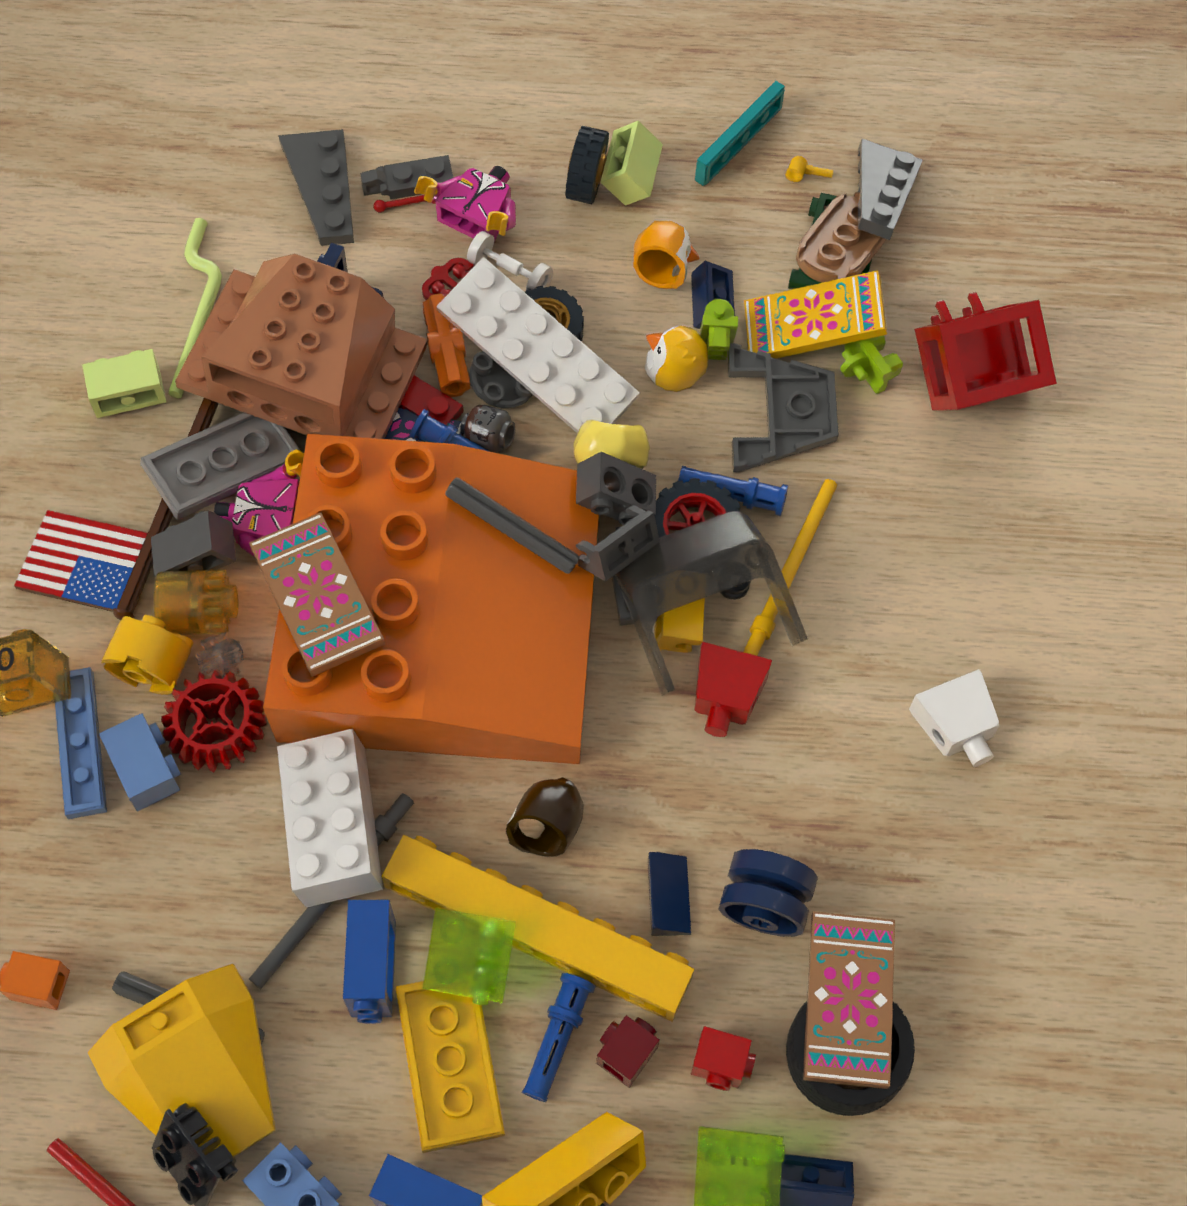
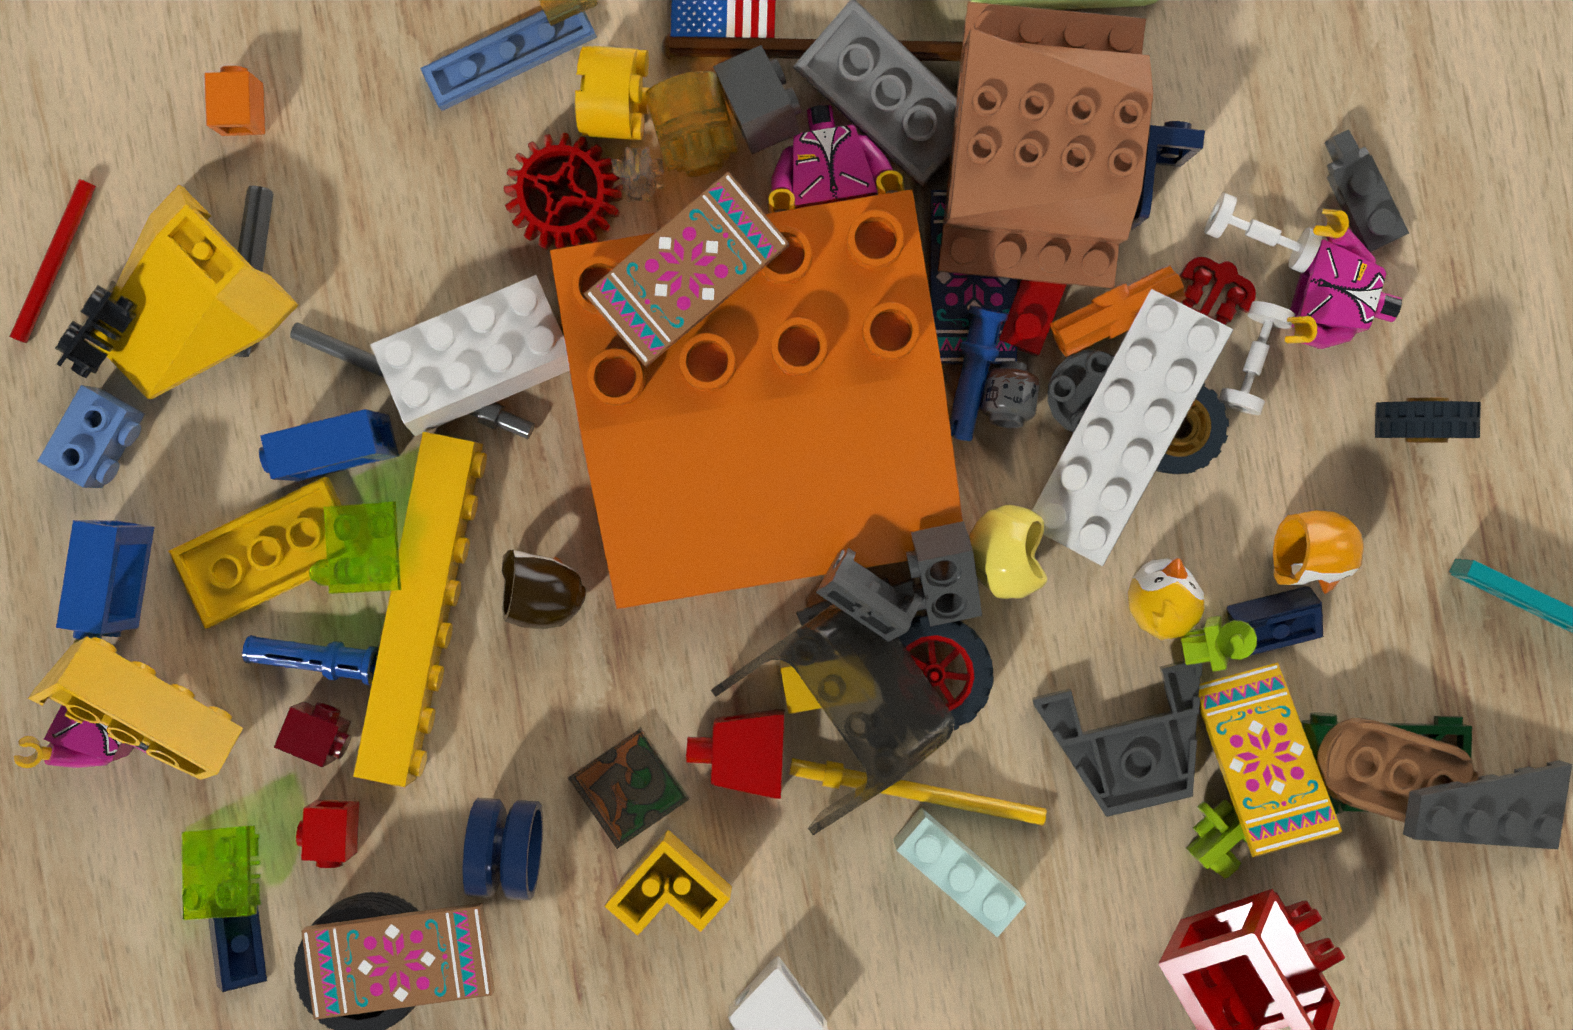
camera: 80 degrees right, 25 degrees up
(140, 762) = (492, 129): medium blue brick -> none
(322, 180) = (1338, 79): dark grey wing -> none
(380, 206) = (1310, 168): red hinge -> none
(439, 219) = (1303, 250): none -> white wheel
(512, 525) = (854, 466): dark grey axle -> none
(631, 163) = (1450, 475): yellowish green brick -> none
(668, 894) = (493, 737): dark blue slope -> none
(738, 793) = (628, 788): none -> clear smoke tile
(749, 492) = (1003, 723): blue pin -> none
(799, 167) = (1507, 691): yellow hand -> none
(821, 769) = (671, 876): none -> yellow brick
(861, 547) = (959, 872): none -> light aqua brick

